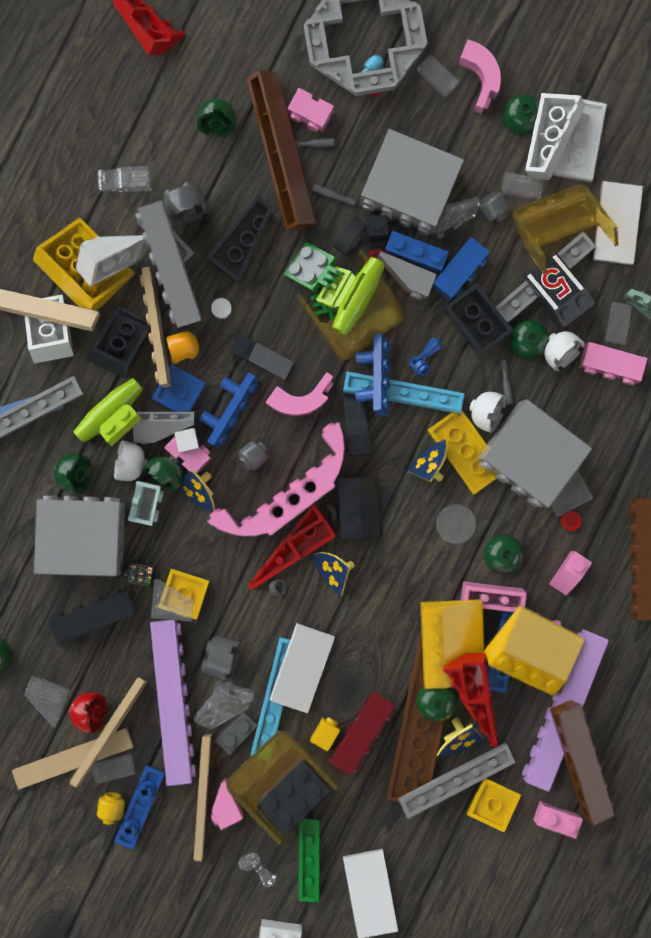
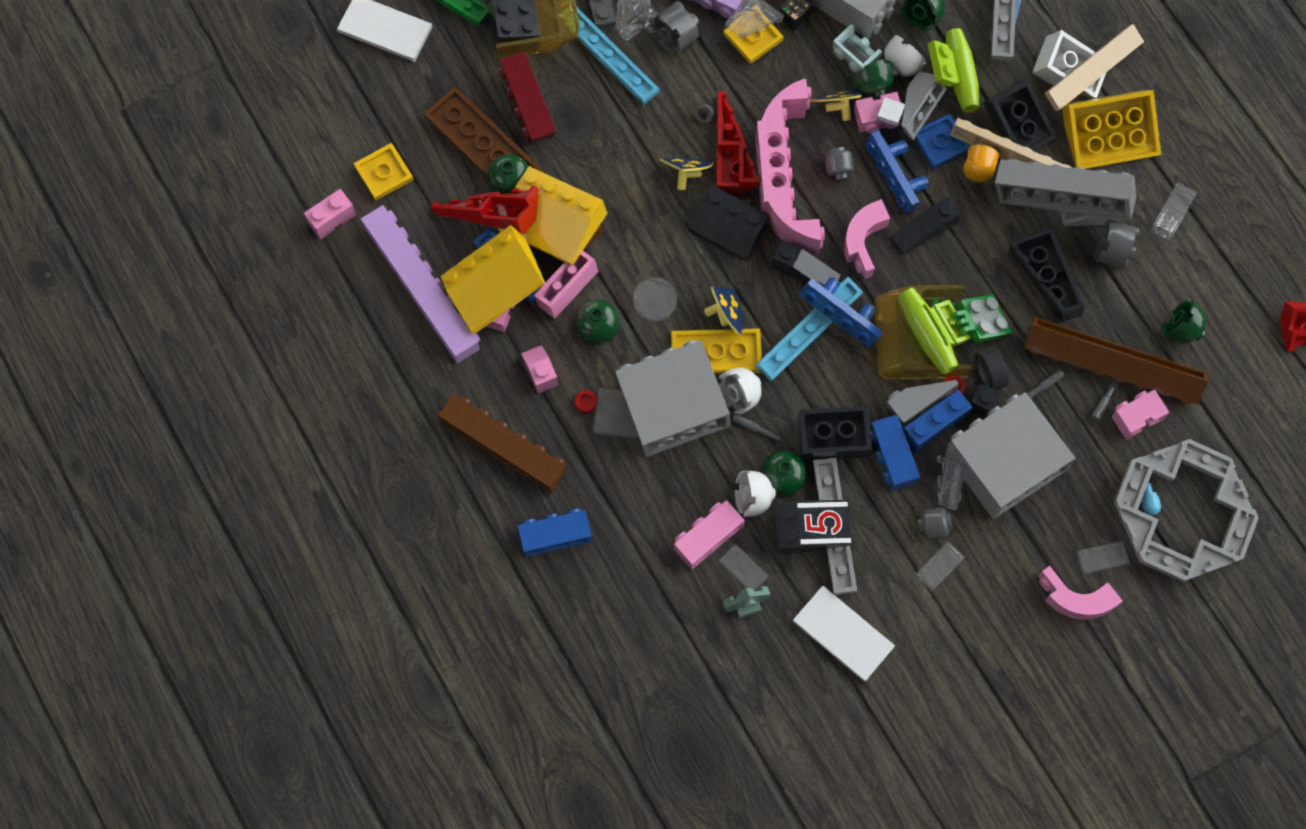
camera: 125 degrees right, 15 degrees down
(107, 256) = (1106, 140): white slope -> none
(221, 308) = (995, 222): white tile -> none
(302, 668) = (619, 89): white tile -> none
(325, 733) = (548, 73): yellow brick -> none
(421, 366) = (822, 359): blue piece -> none
(456, 780) = (428, 151): light grey plate -> none
(459, 739) = (461, 177): shield -> none
(521, 114) = (1012, 612): dark green cylinder -> none
(552, 131) = (974, 619): white wedge -> none
(559, 217) = (887, 570): clear yellow windscreen -> none
(582, 148) = (952, 653): white tile -> none
(582, 762) = (365, 260): reddish brown brick -> none

